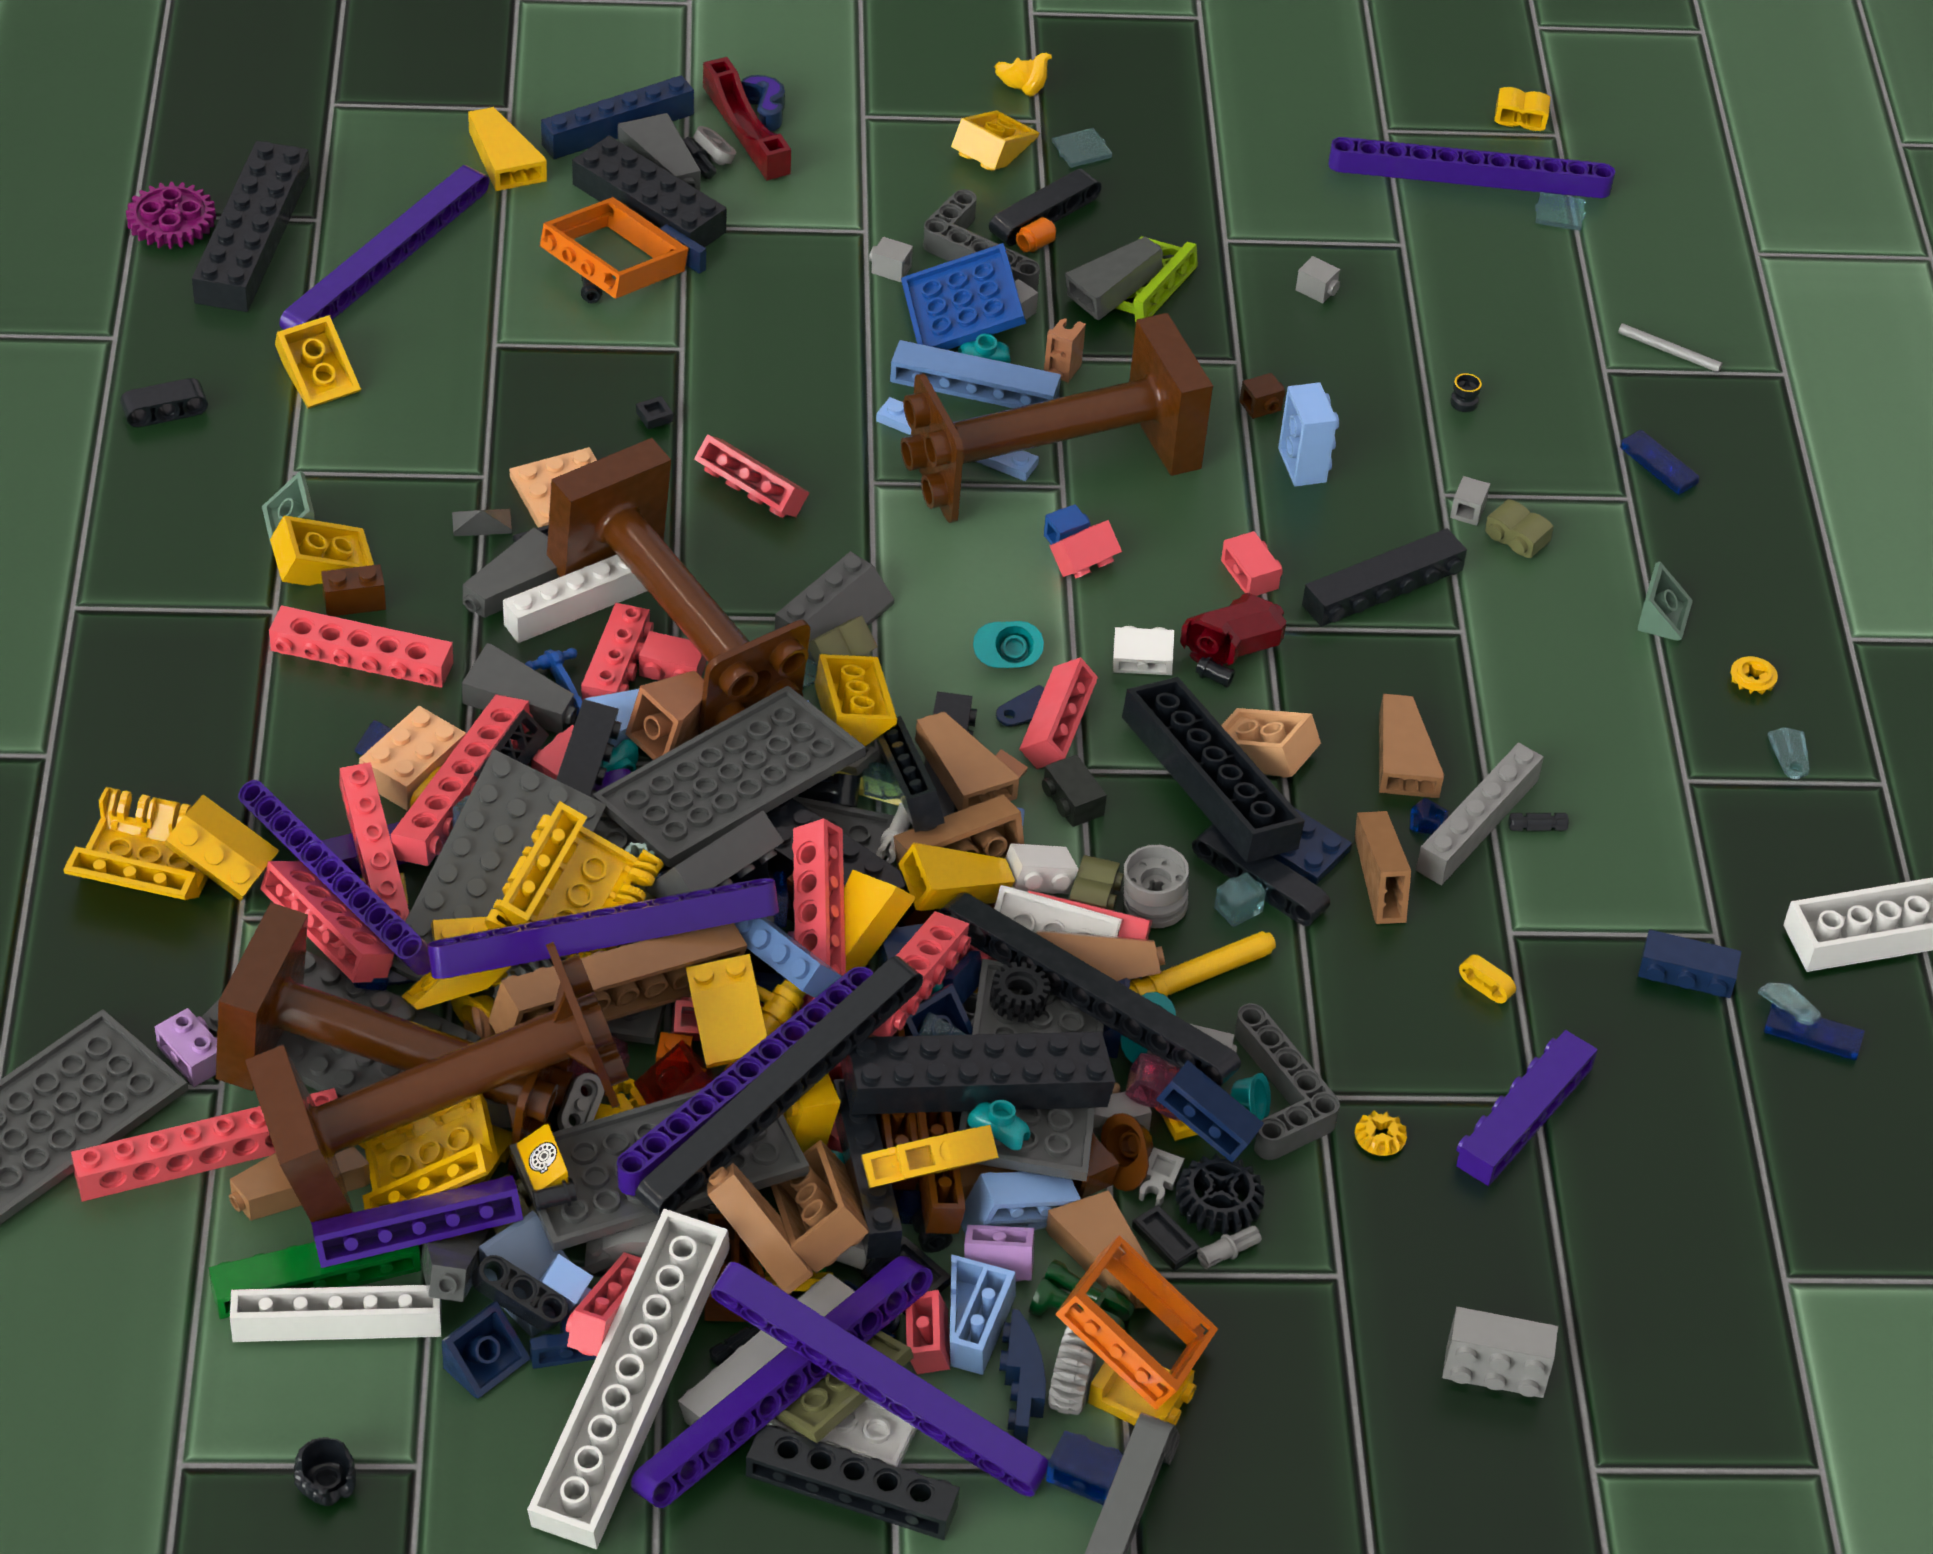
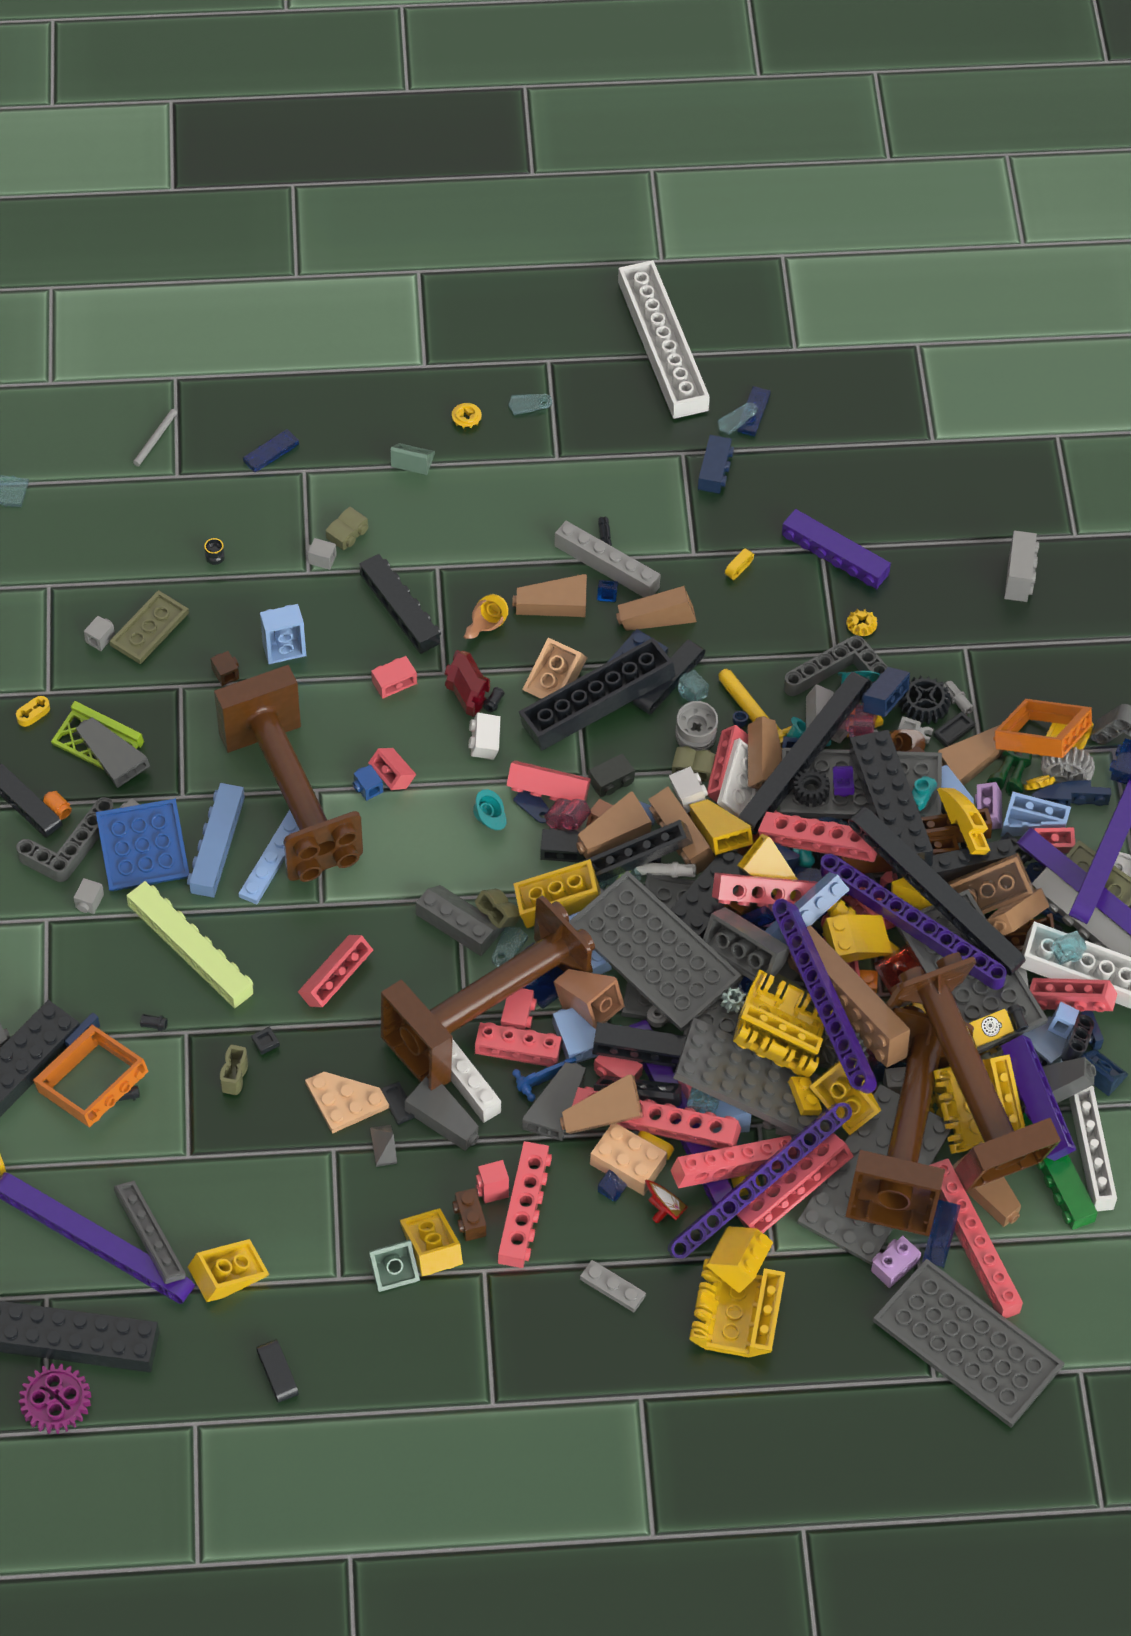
camera: 90 degrees left, 10 degrees up
(215, 1097) = (941, 1233): none -> clear blue tile
(221, 735) = (612, 1286): none -> light grey plate
(322, 789) = (664, 1201): none -> shield
(379, 292) = (149, 1232): none -> dark grey tile
(393, 602) = (492, 1182): none -> coral brick
(475, 710) = (606, 1107): none -> medium nougat slope
(607, 374) = (234, 1069): none -> olive brick
(668, 1266) = (1069, 947): none -> clear light blue brick
(693, 317) = (154, 1022): none -> black pin
(809, 347) = (190, 944): none -> yellowish green brick
(987, 347) = (190, 834): teal piece -> none
(998, 726) = (567, 814): none -> clear pink brick
(1015, 1022) = (843, 780): none -> dark purple bracket
(1046, 1328) = (1039, 782): none -> yellow gear
(1064, 349) = (196, 779): nougat hinge -> none
(1186, 954) = (740, 719): none -> dark blue hinge
(1191, 222) = (33, 711): none -> yellow beam
(1332, 328) = (149, 627): none -> olive plate
(1363, 668) = (487, 615): none -> piece

